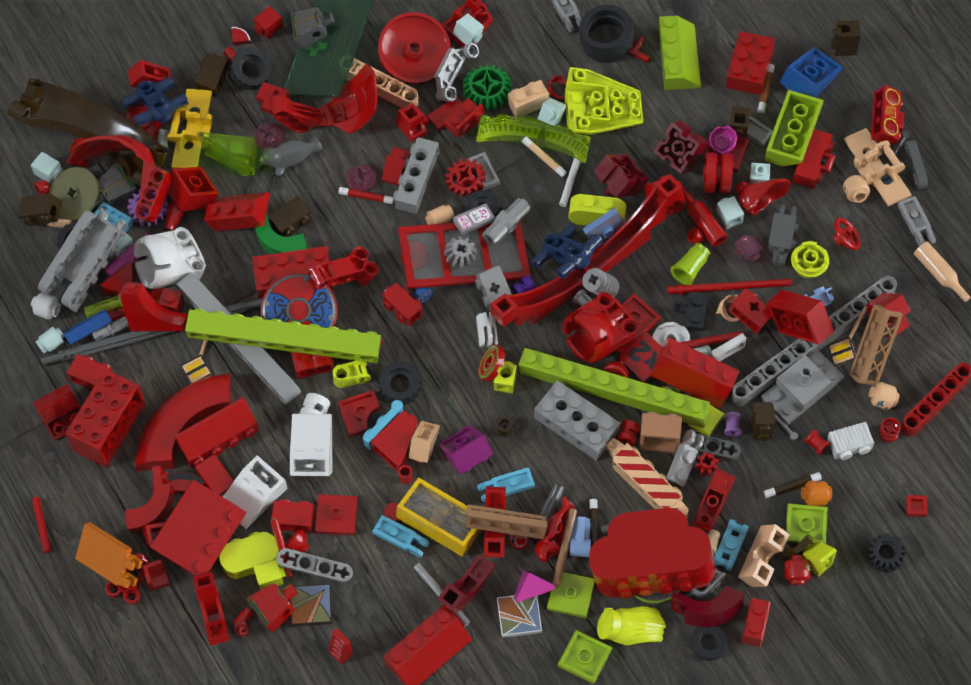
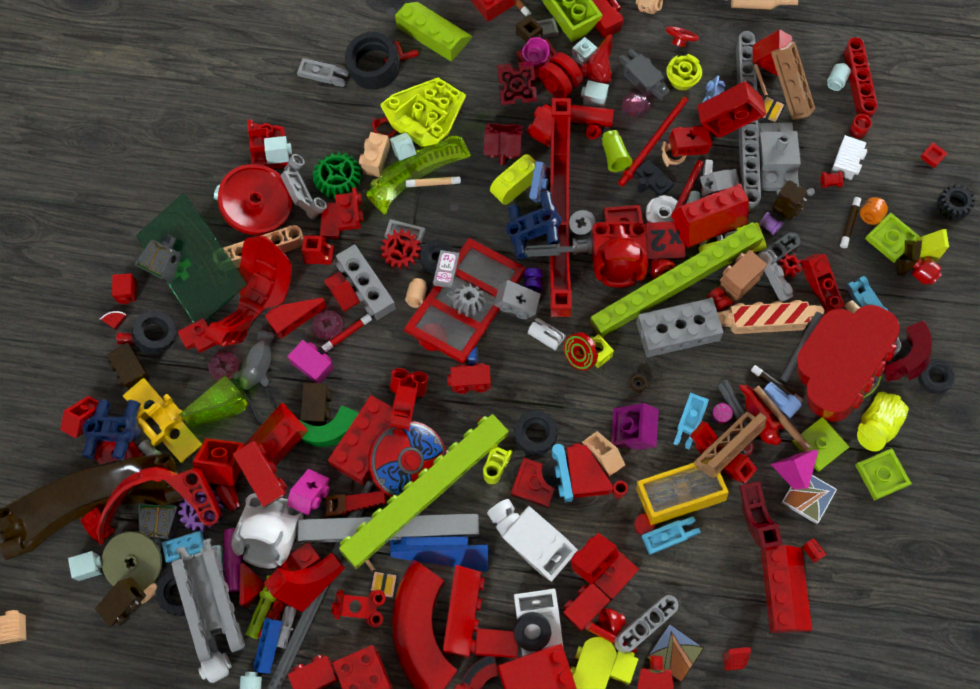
camera: 50 degrees left, 5 degrees up
(42, 186) = (99, 583): red hinge -> none
(168, 368) = (367, 610): none -> red piece
(201, 218) = (260, 473): none -> red brick
(218, 263) = (308, 492): none -> dark pink brick
(235, 299) = (352, 502): none -> red piece
(252, 488) = (528, 619): none -> black tyre
(254, 390) = (441, 551): none -> blue wedge
(309, 365) = (459, 491): red brick -> none
(320, 189) = (310, 361): none -> dark pink brick
(332, 491) = (594, 558): none -> red brick
(343, 147) = (291, 316): none -> red slope
(438, 590) = (733, 542): light grey bar -> none
(477, 648) = (814, 550): none -> red slope
(506, 221) = (468, 248): light grey piece -> none
(533, 504) = (722, 413): none -> dark pink tile
(550, 274) = (547, 250): none -> dark grey axle
(569, 183) = (470, 181): white bar -> none
(732, 357) = (719, 181): none -> light grey piece
(756, 622) = (948, 330): red brick -> none
(768, 541) = (888, 273): light nougat arch -> none
(884, 396) = (830, 109): light nougat head -> none
(923, 381) = (838, 76): none -> light aqua brick

